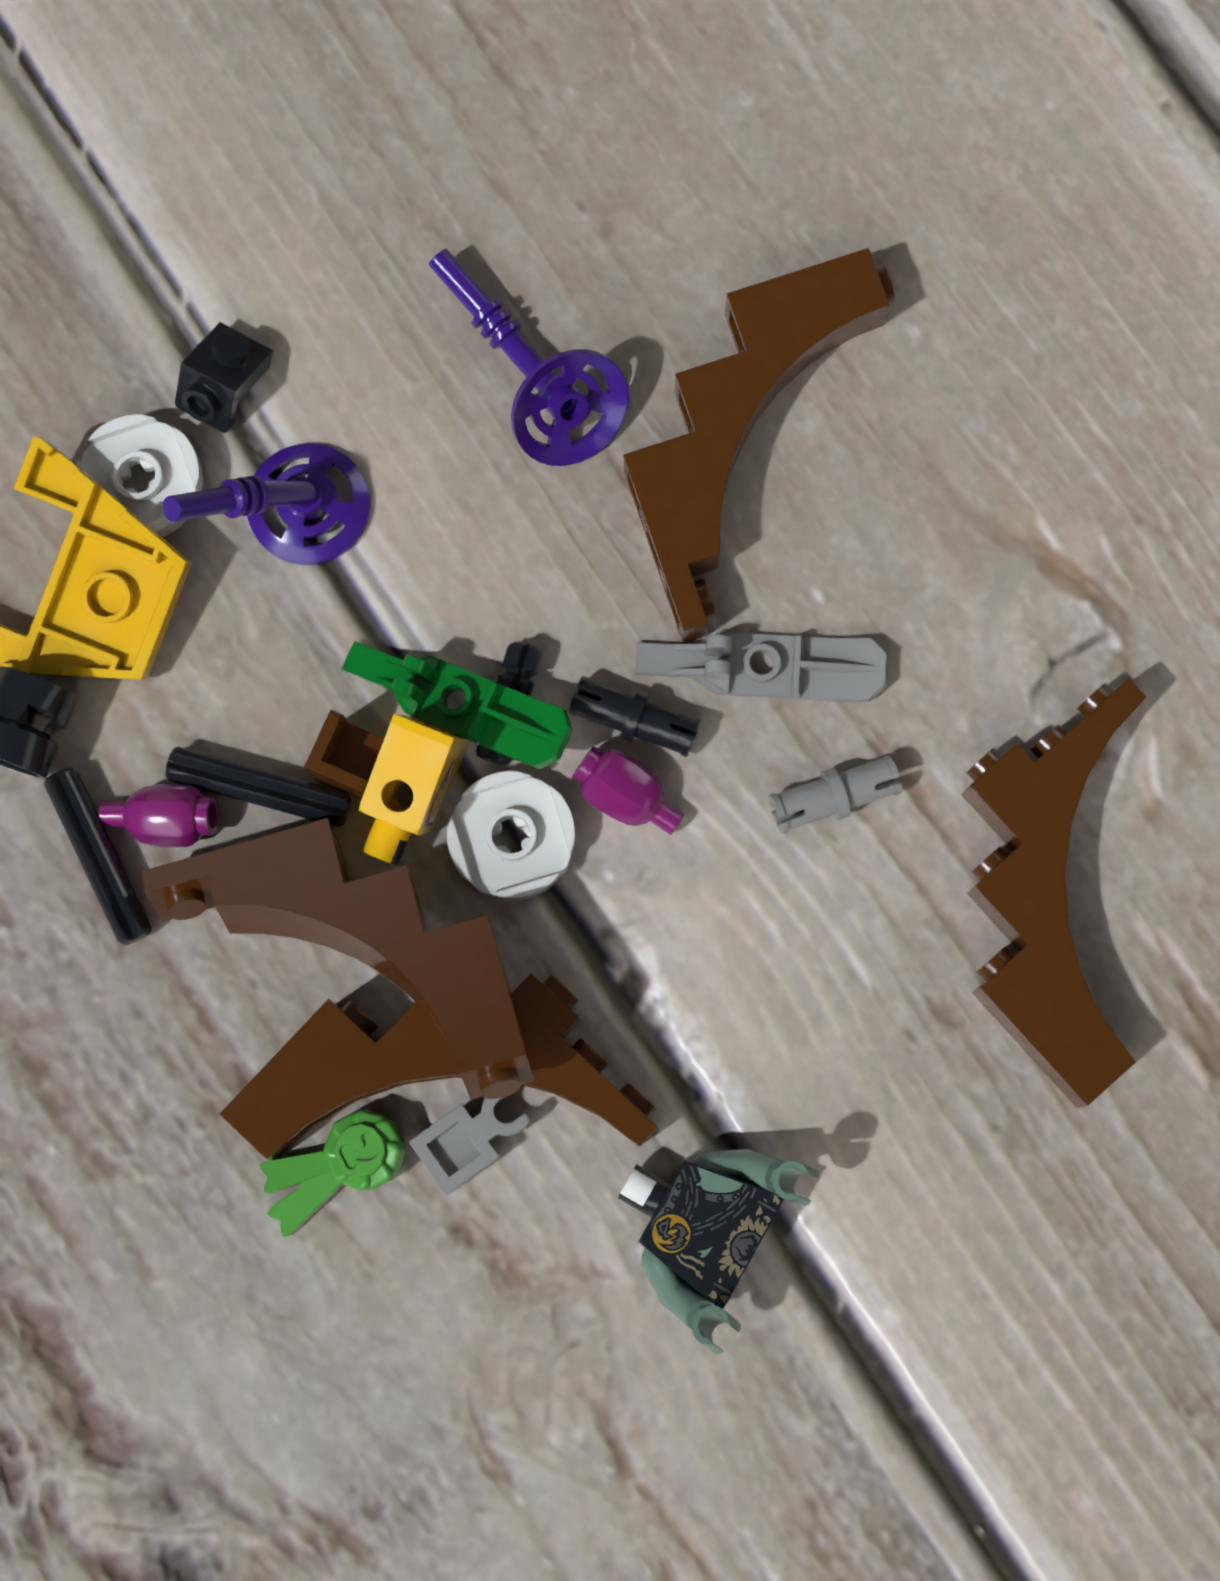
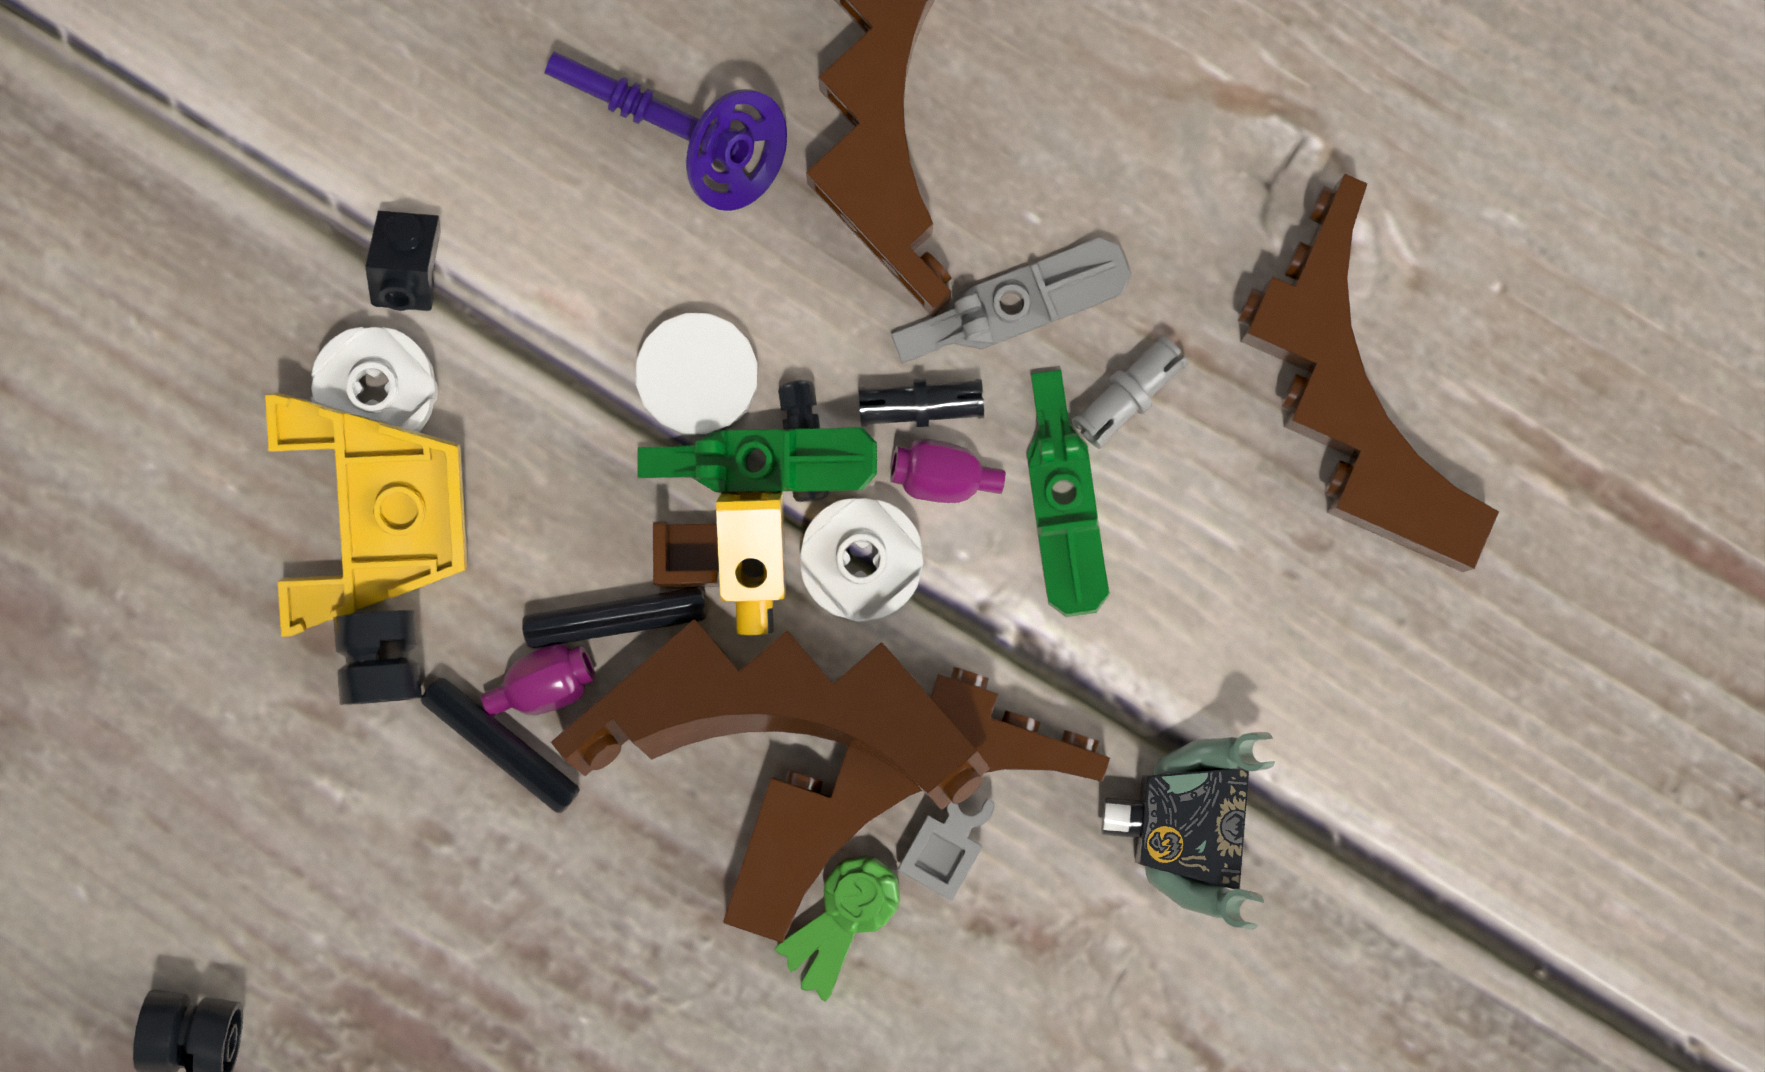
camera: 30 degrees left, 5 degrees up
(295, 501) = (526, 347): dark purple dish -> none
(440, 598) = (696, 374): none -> white tile
(721, 899) = (1068, 532): none -> green piece

